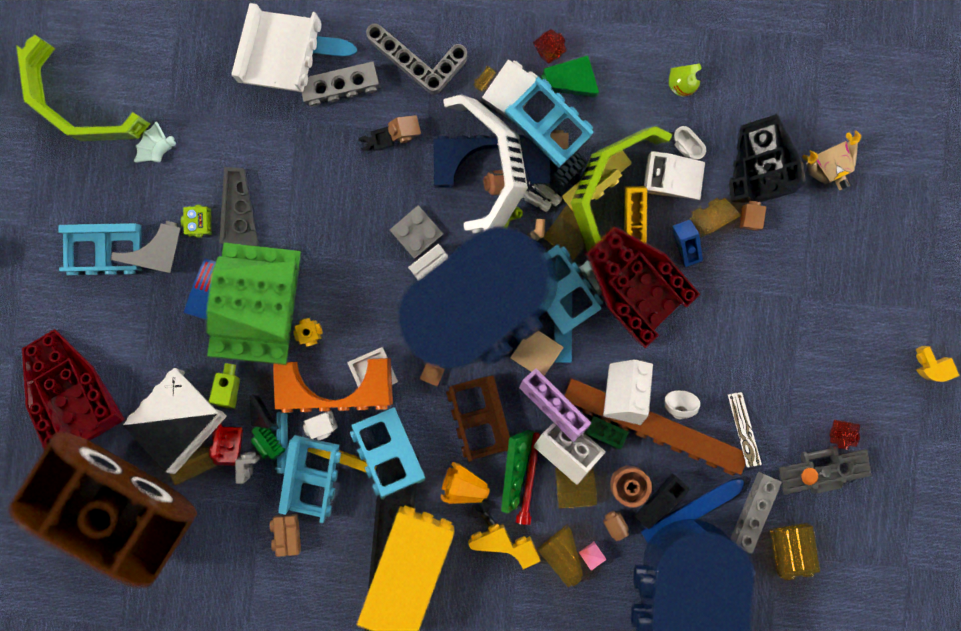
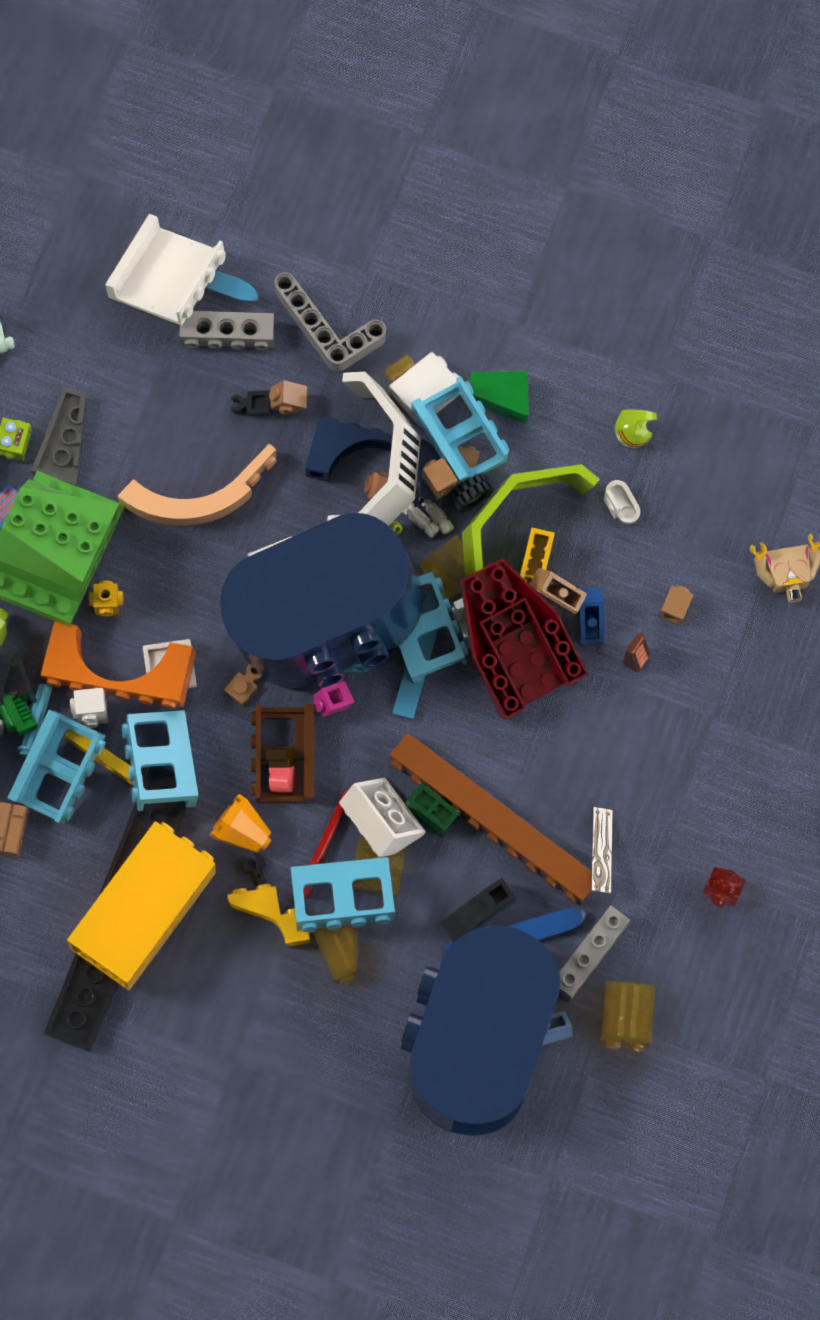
camera: 10 degrees right, 15 degrees down
(360, 240) = (197, 510): none -> light nougat arch
(416, 232) = (268, 520): light grey plate -> none
(481, 431) = (281, 768): none -> leg
(511, 364) = (333, 699): none -> dark pink brick
(516, 464) = (312, 818): green wing -> none
(537, 352) = (375, 695): tan slope -> none
(539, 231) = (418, 553): light nougat arm -> none
(543, 166) = (439, 477): none -> medium nougat brick
(550, 45) = (486, 350): clear red brick -> none
(553, 511) = (341, 877): none -> medium azure window
(555, 405) = (378, 757): lavender brick -> none
(592, 555) = (376, 955): bright pink slope -> none
(609, 177) = (508, 512): light yellow bracket -> none
(616, 525) = (414, 925): medium nougat brick -> none
(628, 391) = (471, 763): white slope -> none
(639, 492) = (457, 875): nougat brick -> none
(661, 236) = (558, 591): none -> medium nougat brick
(674, 176) = (593, 533): white slope -> none
(682, 401) = (533, 801): white piece -> none
(713, 217) = (627, 593): clear yellow slope -> none
(731, 265) = (637, 653): none -> copper slope
(765, 163) = (705, 547): black wedge -> none
(827, 477) = (660, 923): dark grey piece -> none

